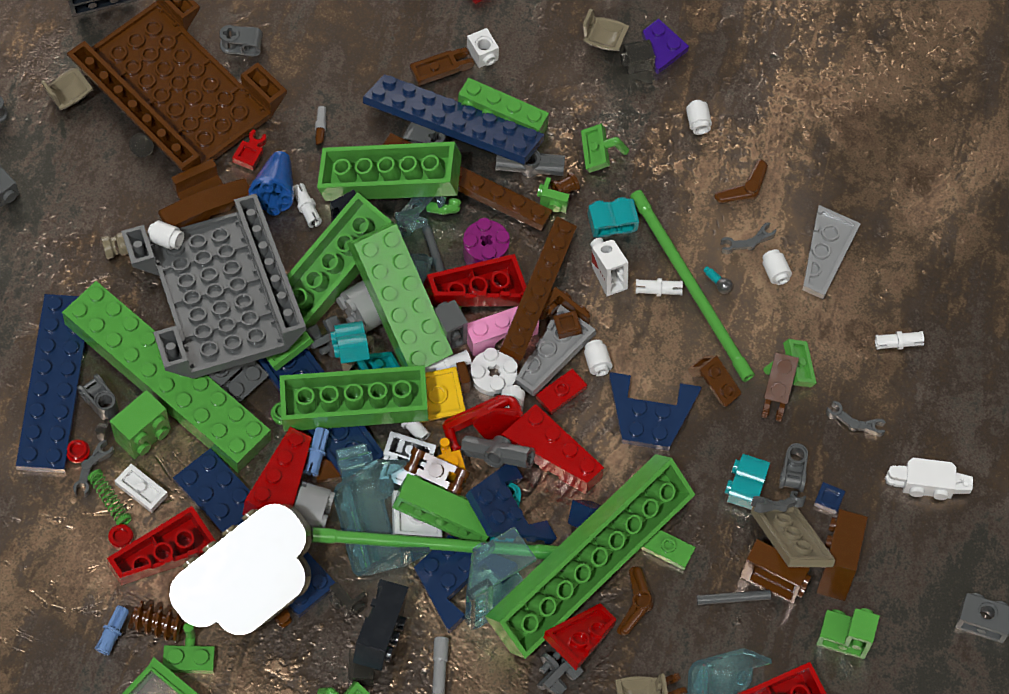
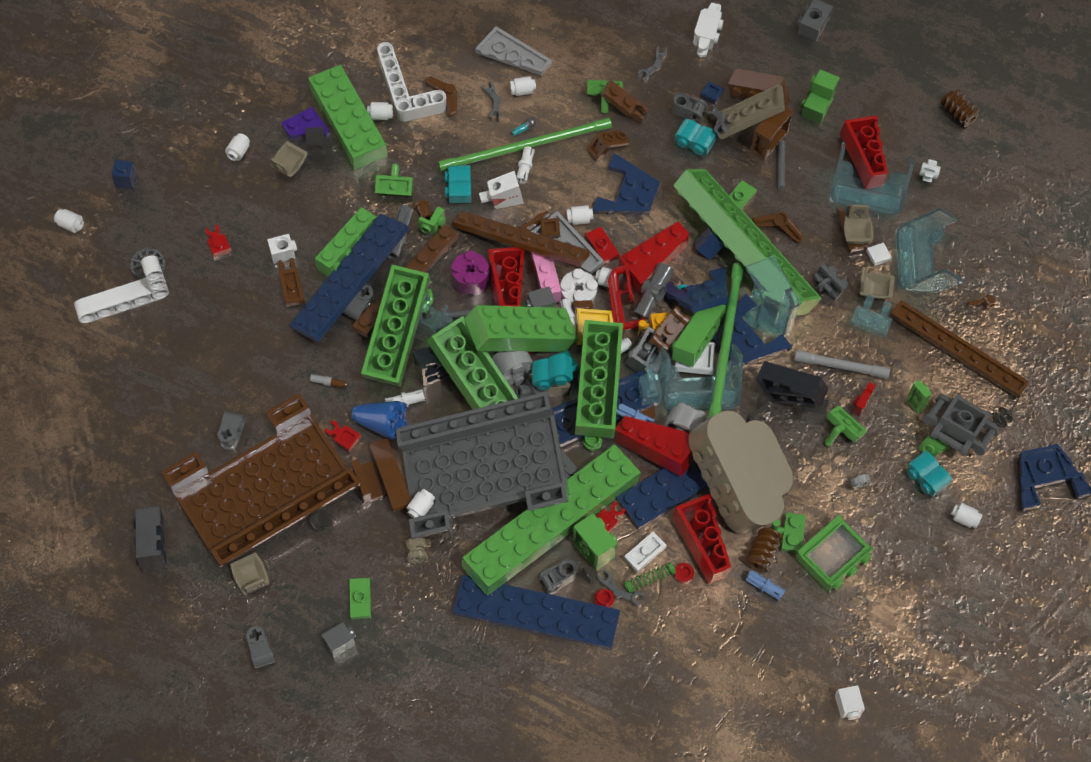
camera: 80 degrees left, 0 degrees up
(54, 201) = (360, 598): none -> bright green plate
(180, 442) = (609, 518): none -> red plate
(580, 634) = (806, 260): red wing -> none
(678, 82) = (347, 117): none -> bright green brick
(739, 133) = (407, 106): none -> white beam
(899, 340) = (595, 24): white pin -> none

